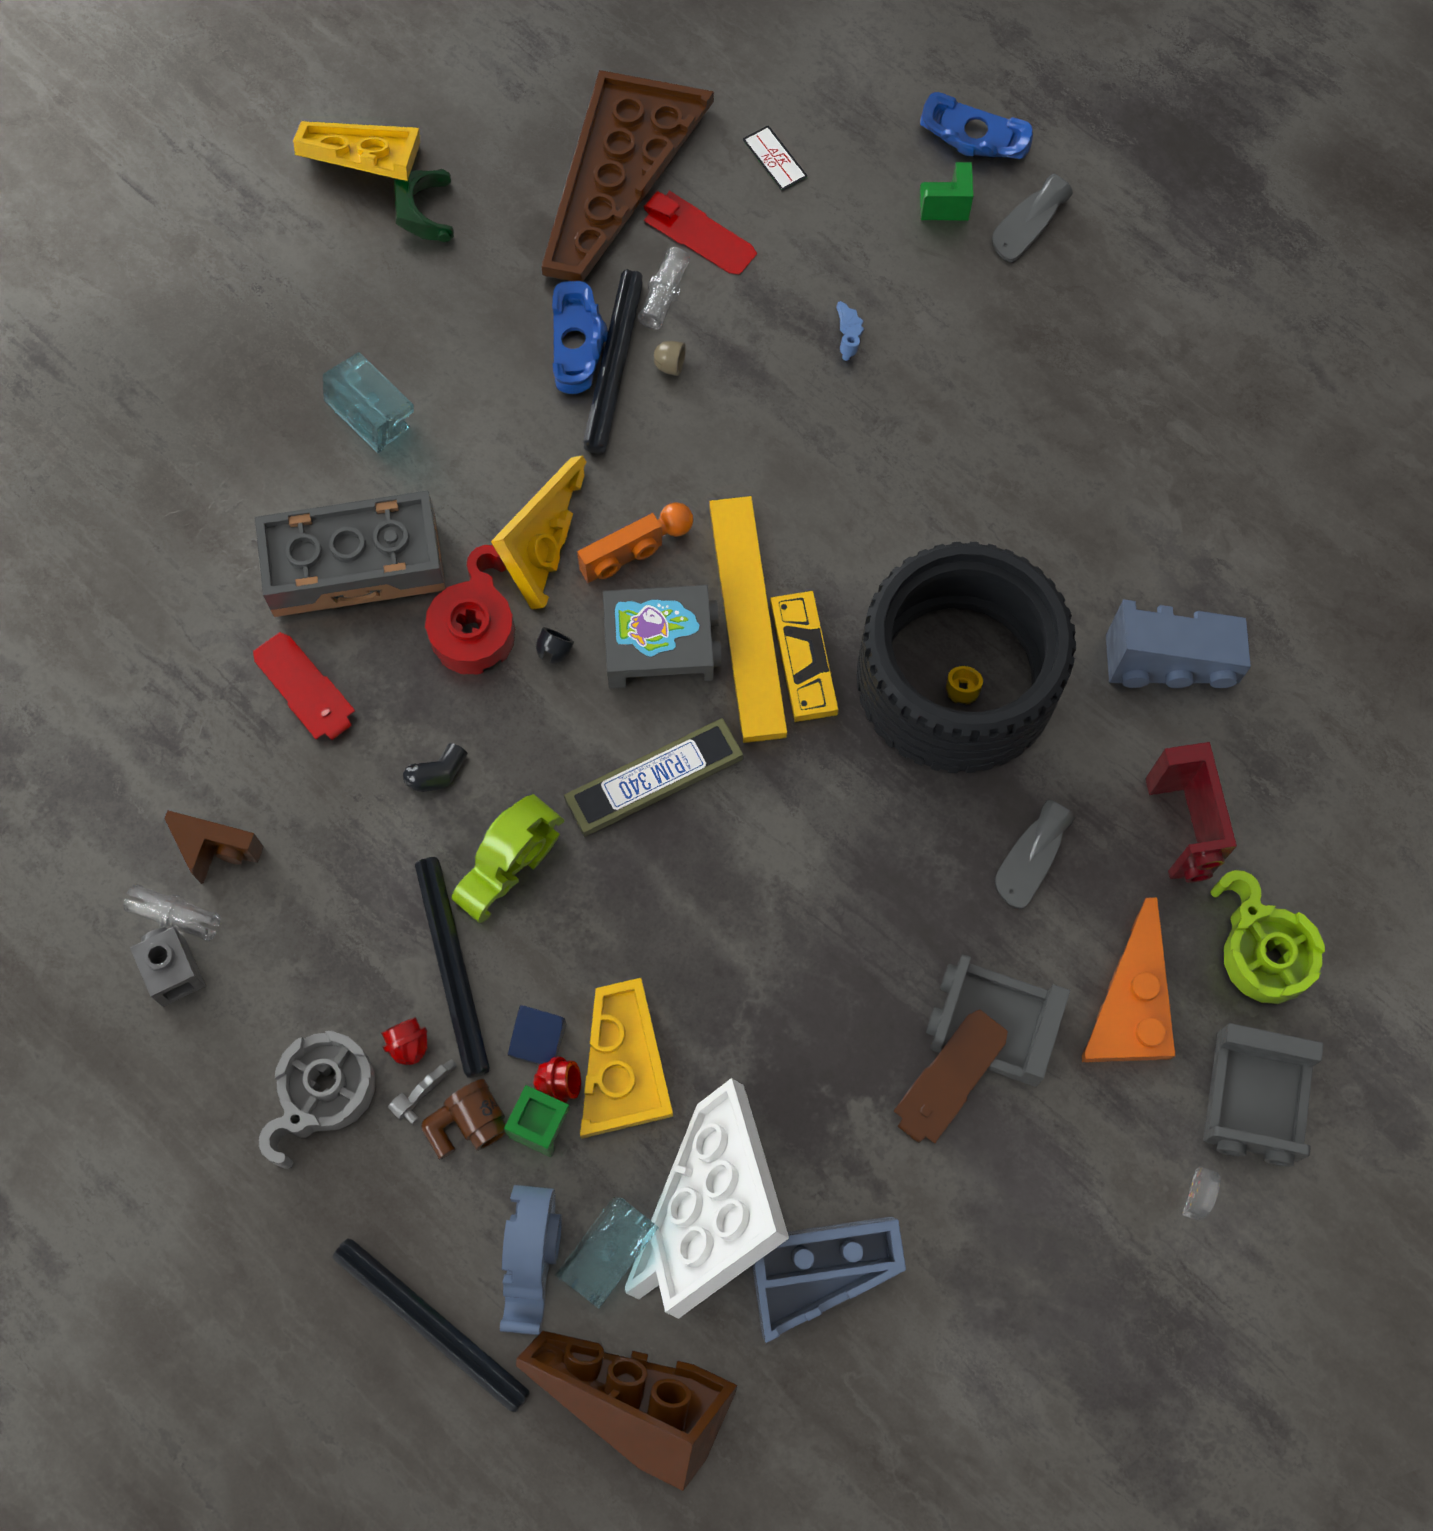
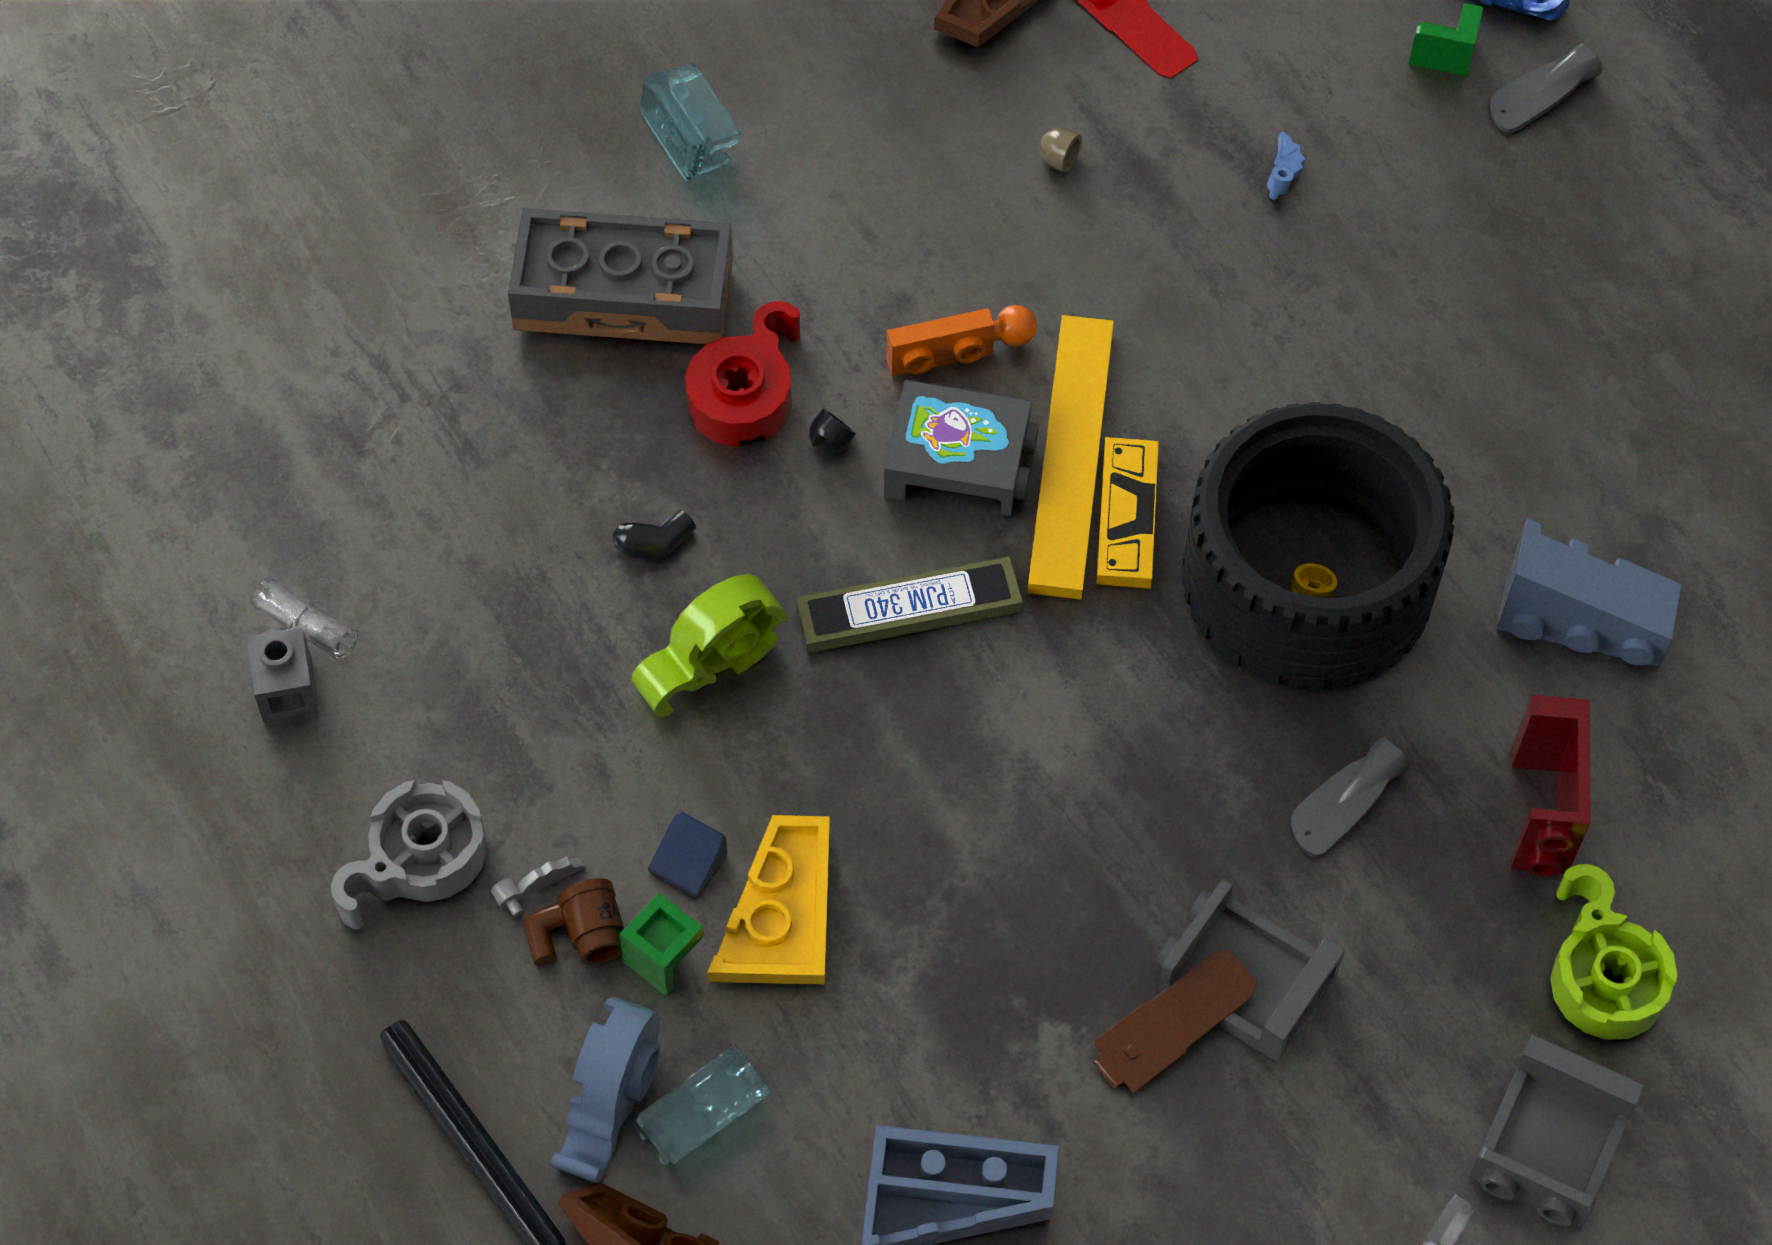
camera: 15 degrees right, 10 degrees down
(201, 839) = (367, 547): reddish brown slope -> none
(307, 691) = (527, 415): red piece -> none
(406, 1042) = (532, 821): red plate -> none
(452, 967) = (610, 755): black axle -> none
(537, 532) = (846, 303): yellow wing -> none
(558, 1079) = (703, 903): red plate -> none
(576, 311) = (958, 74): blue piece -> none
(613, 362) = (990, 140): black axle -> none
(664, 288) = (1074, 72): clear pin -> none
(714, 1208) = (841, 1086): white wing -> none
(1136, 1011) = (1425, 1002): orange wing -> none

